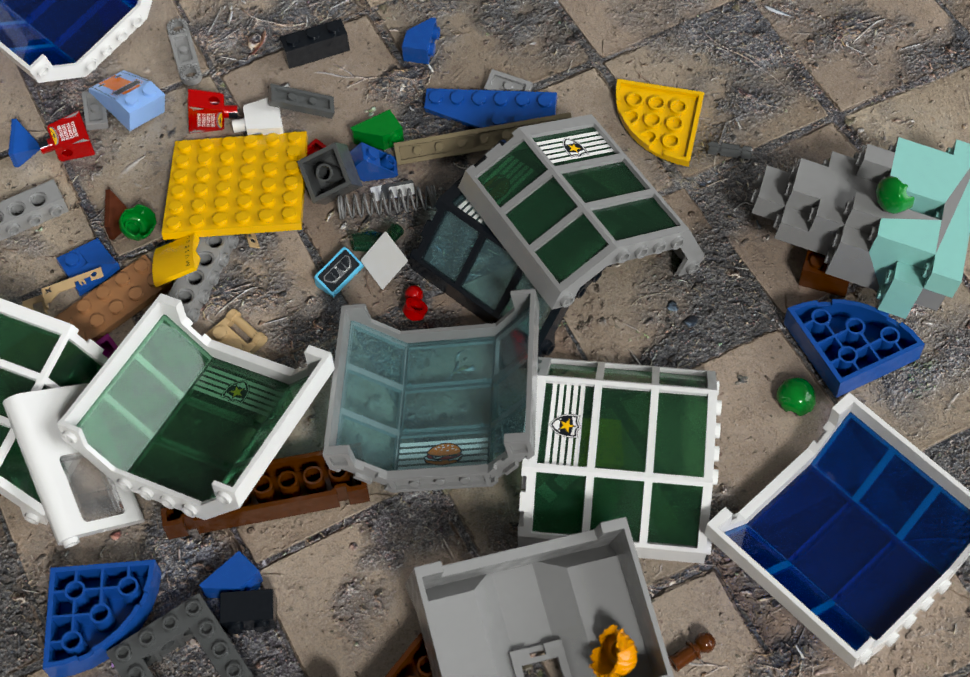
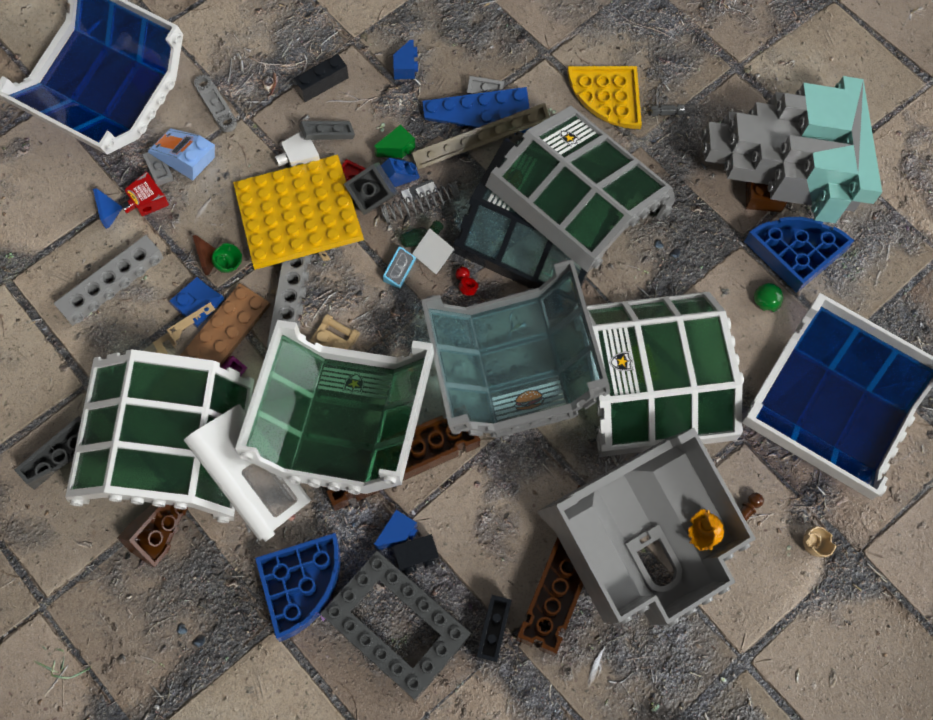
camera: 20 degrees left, 10 degrees up
(175, 259) = (270, 284): yellow slope -> none
(208, 111) = (253, 152): red torso -> none
(892, 195) = (820, 133): green hair -> none

